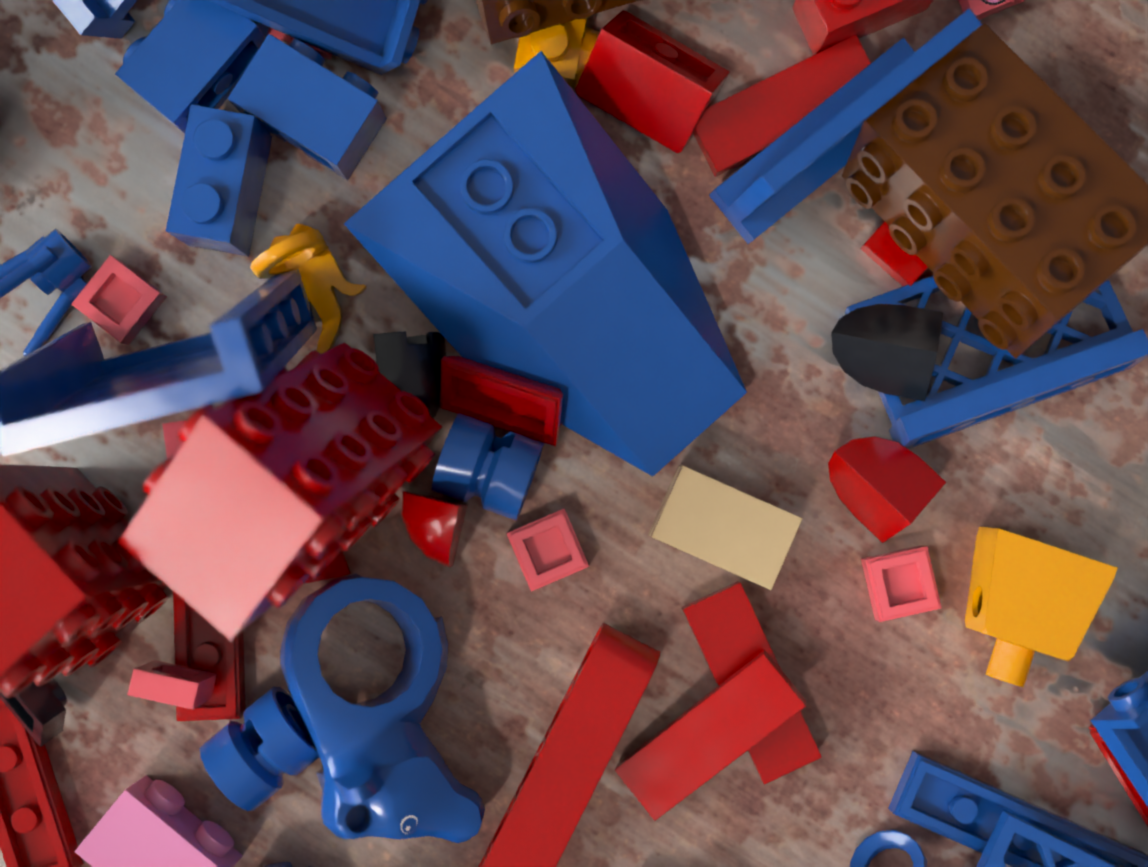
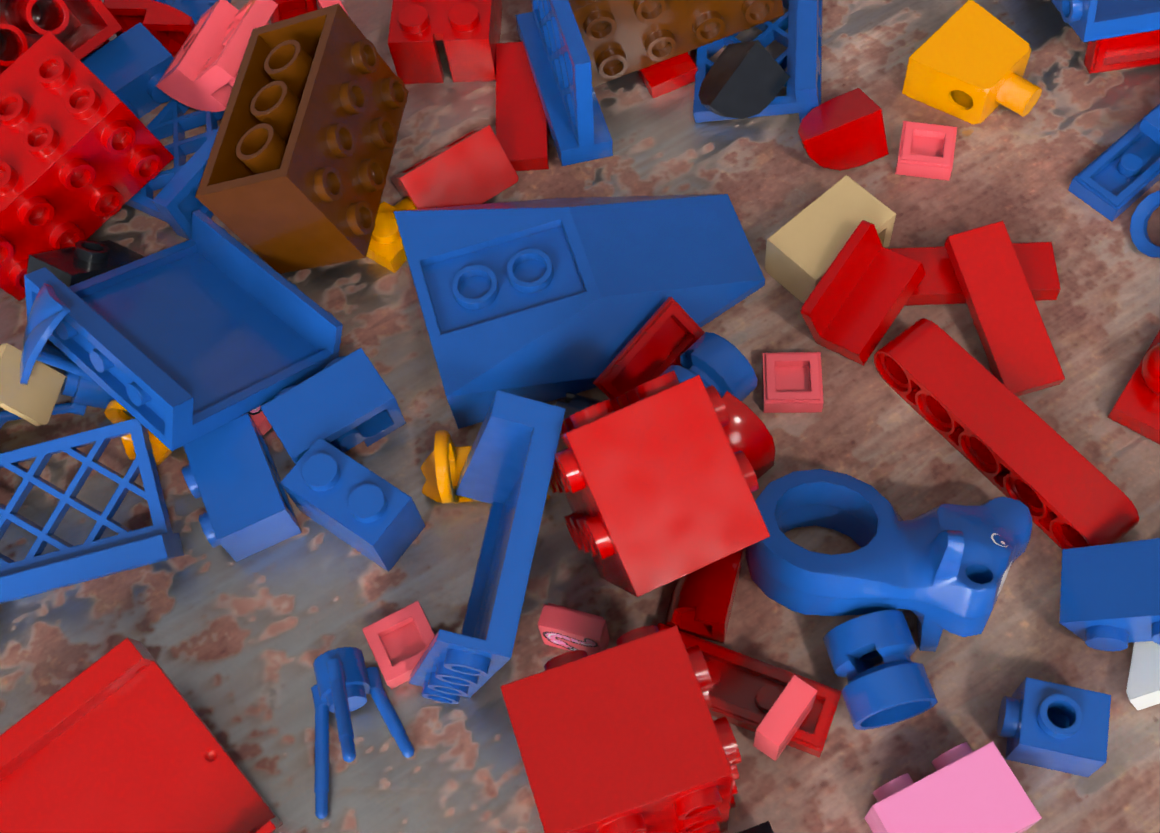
camera: 55 degrees left, 25 degrees down
(663, 589) = (860, 295): none -> red panel

